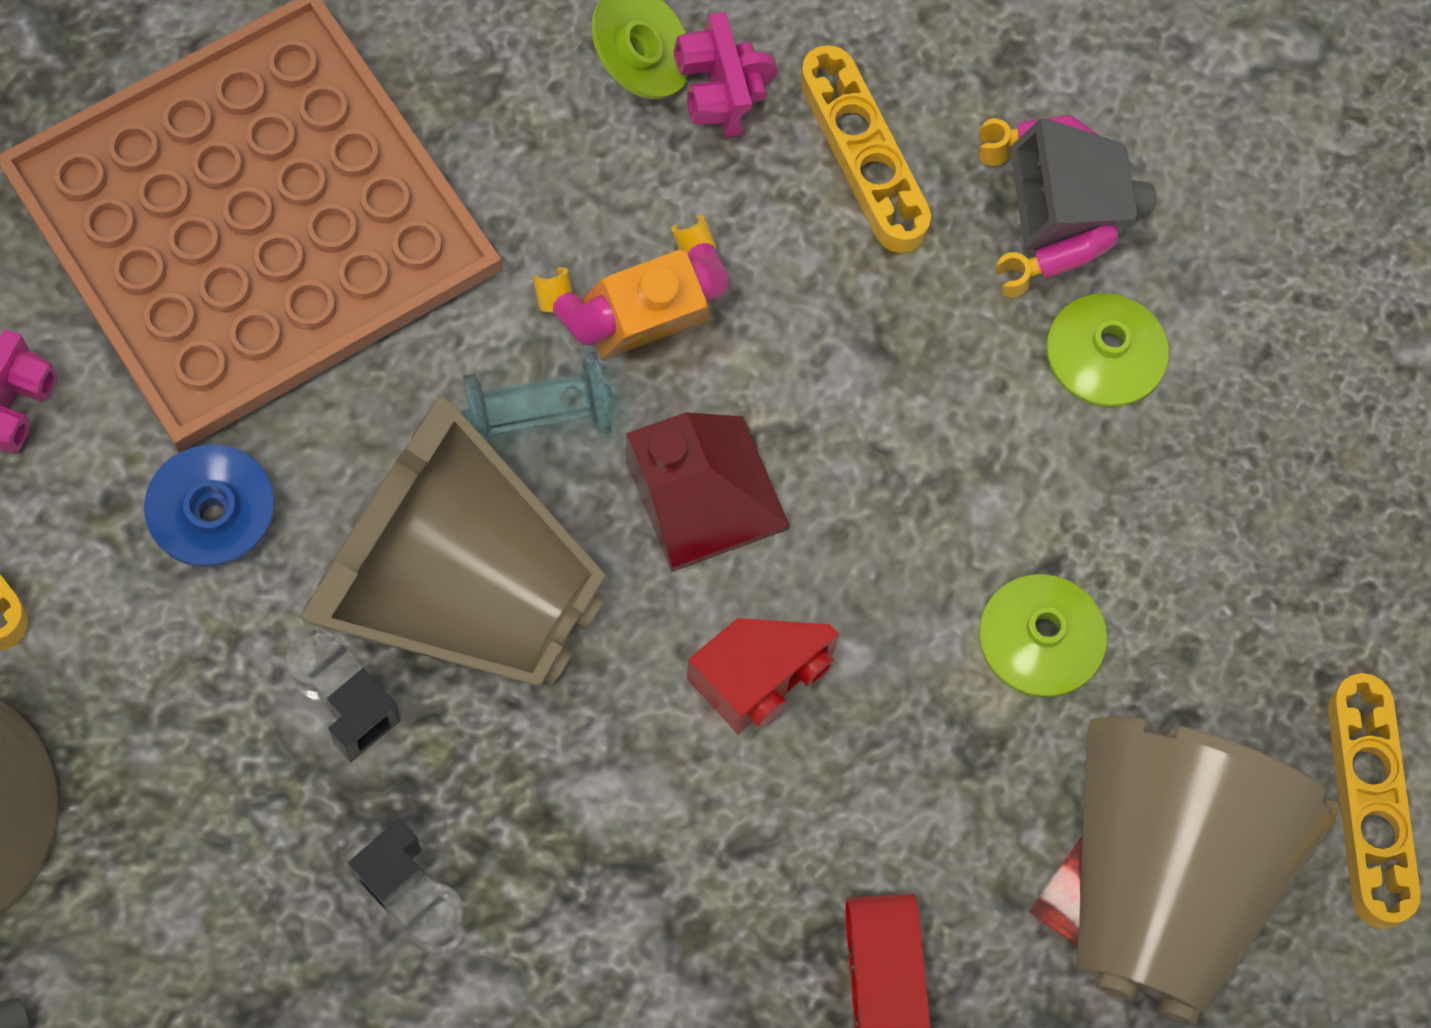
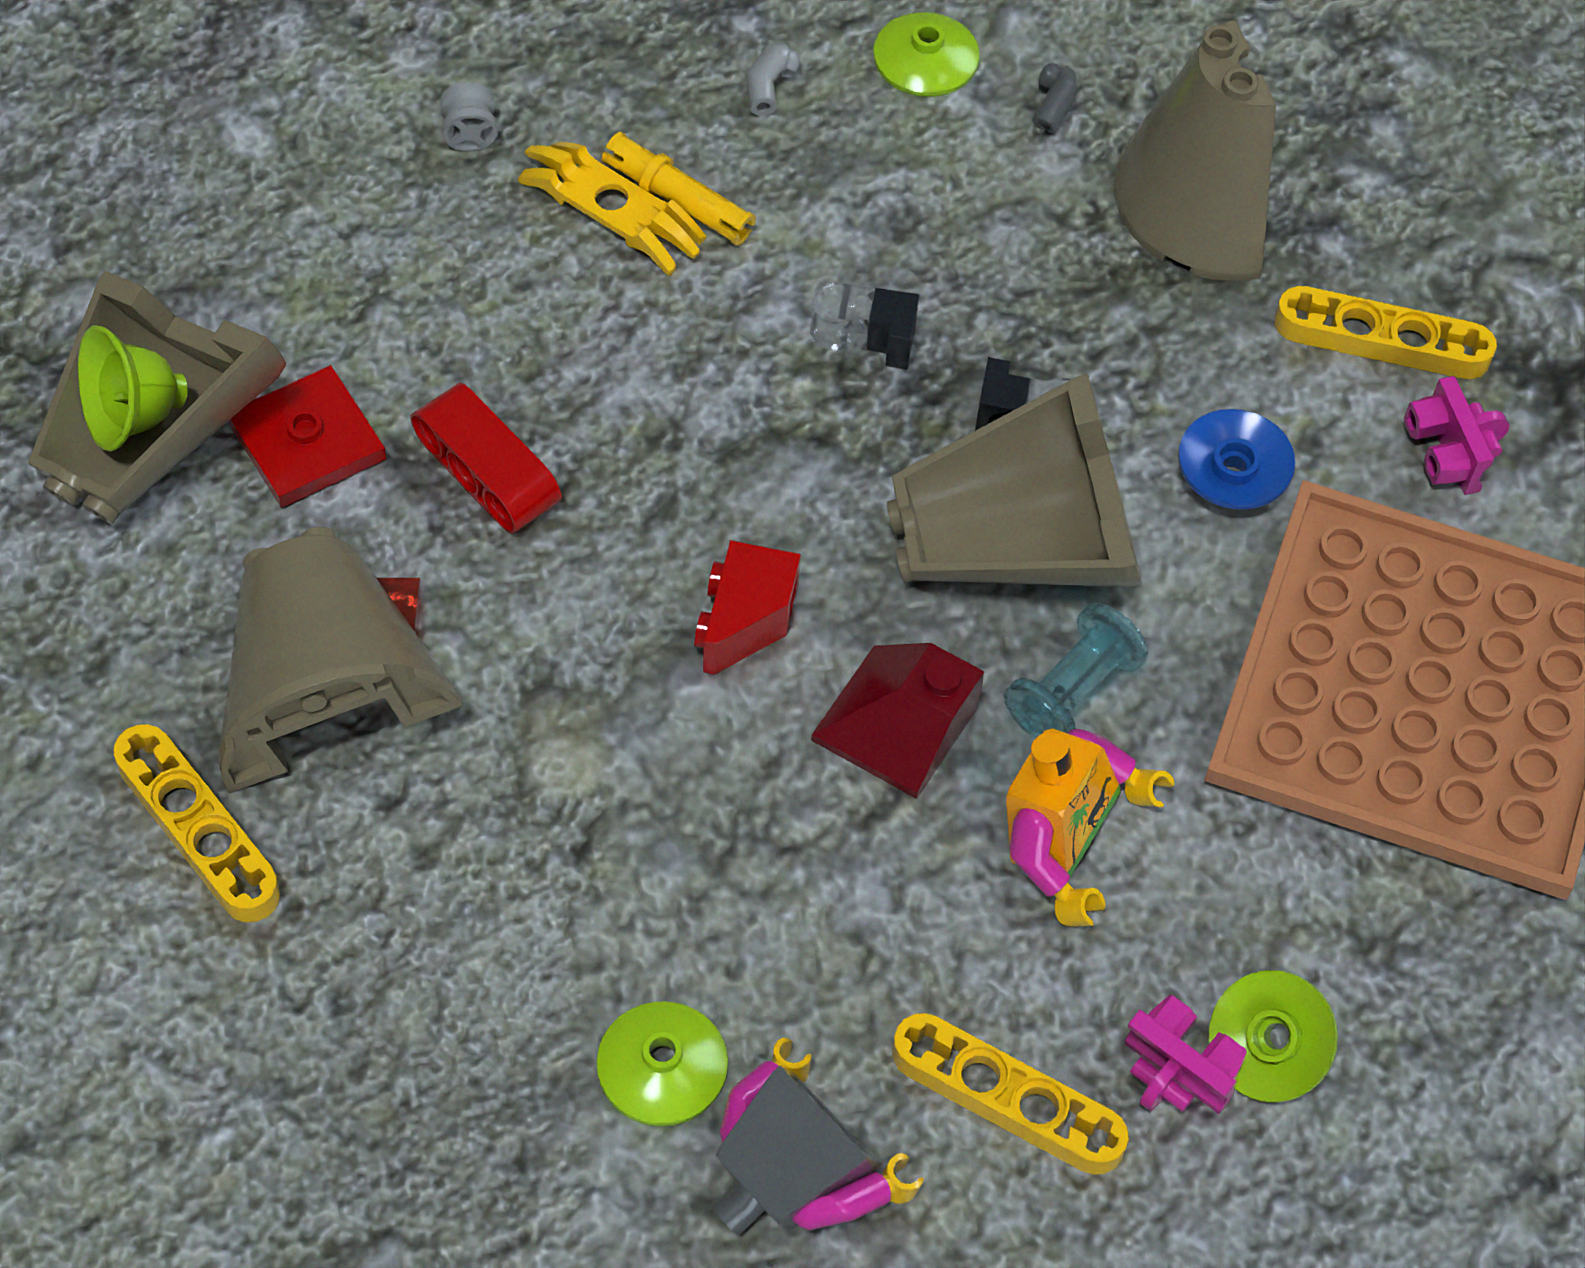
camera: 145 degrees right, 10 degrees down
(1039, 663) = (553, 810): lime dish -> none

